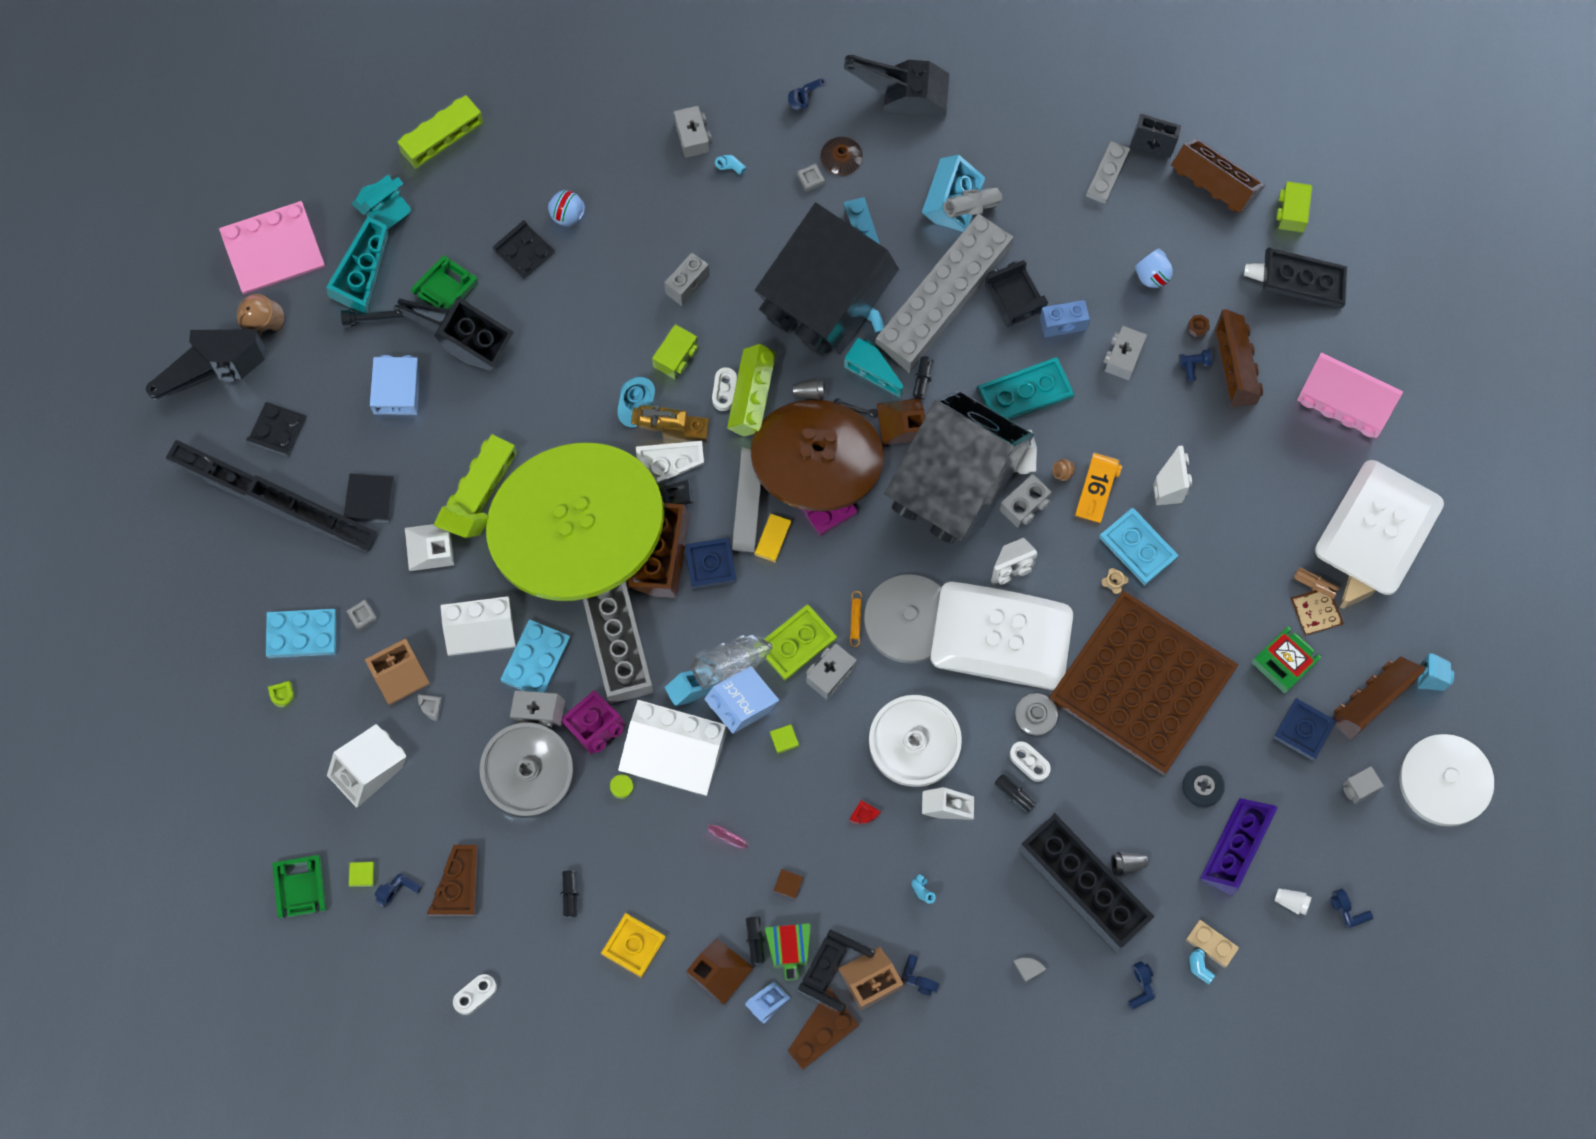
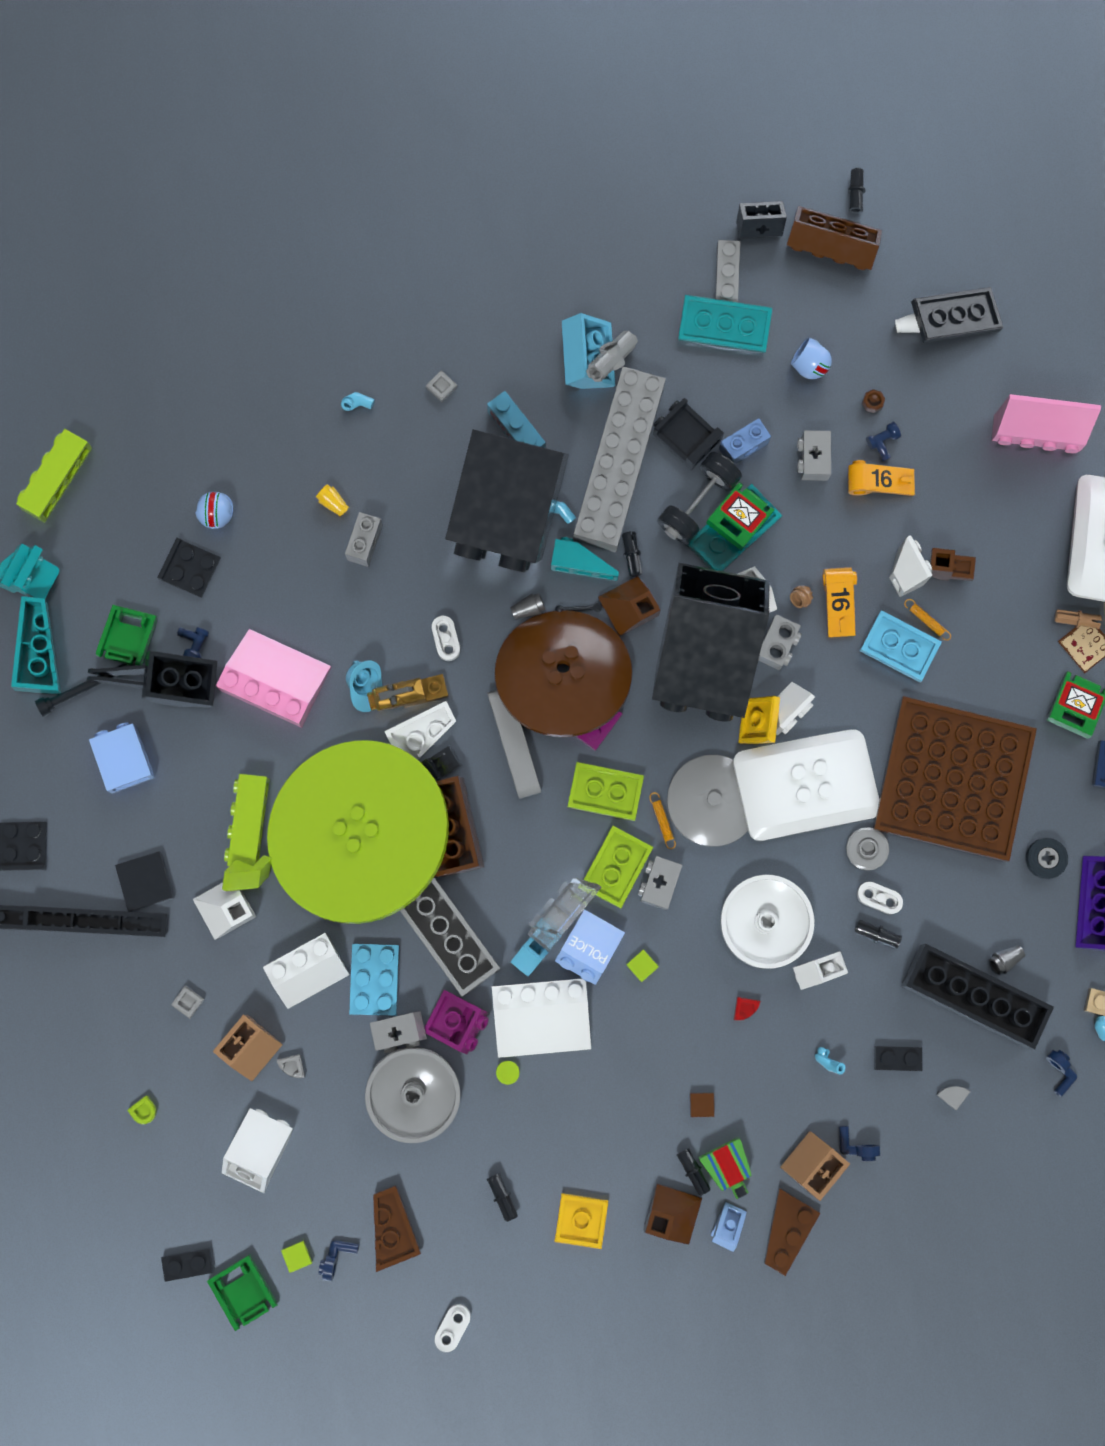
camera: 25 degrees left, 10 degrees up
(261, 843) = (187, 1264): none -> black plate
(301, 633) = (136, 1043): medium azure plate -> none
(505, 309) = (197, 638): none -> dark blue piece
(556, 367) = (273, 677): none -> bright pink slope
(672, 236) = (332, 500): none -> yellow cone
(675, 352) = (383, 618): lime brick -> none
(686, 122) = (311, 393): light grey brick -> none
(710, 563) = (503, 819): dark blue plate -> none
(721, 833) = (621, 1081): clear pink piece -> none
(751, 390) = (473, 630): lime brick -> none
(773, 538) = (552, 770): yellow tile -> none
(798, 97) = (397, 307): dark blue plate -> none
(813, 573) = (605, 791): none -> lime plate
(825, 965) = (767, 1170): black plate -> none
(841, 163) = (462, 361): dish -> none
(908, 87) = (499, 256): black slope -> none
(979, 560) = (760, 721): none -> yellow tile
(989, 914) = (898, 1058): none -> black plate
(1031, 336) = (720, 472): none -> black axle
(1038, 375) = (744, 512): none -> container
(1088, 213) = (725, 323): none -> teal tile
(1119, 576) = (895, 684): tan plate -> none
(1166, 388) = (870, 478): none -> light orange door
(1173, 533) = (927, 619): none -> light orange piece
(1209, 491) = (950, 566): none -> reddish brown brick
(1237, 359) = (924, 423): reddish brown slope -> none
(1254, 142) = (856, 190): none -> black axle
(1295, 206) = (919, 244): lime brick -> none

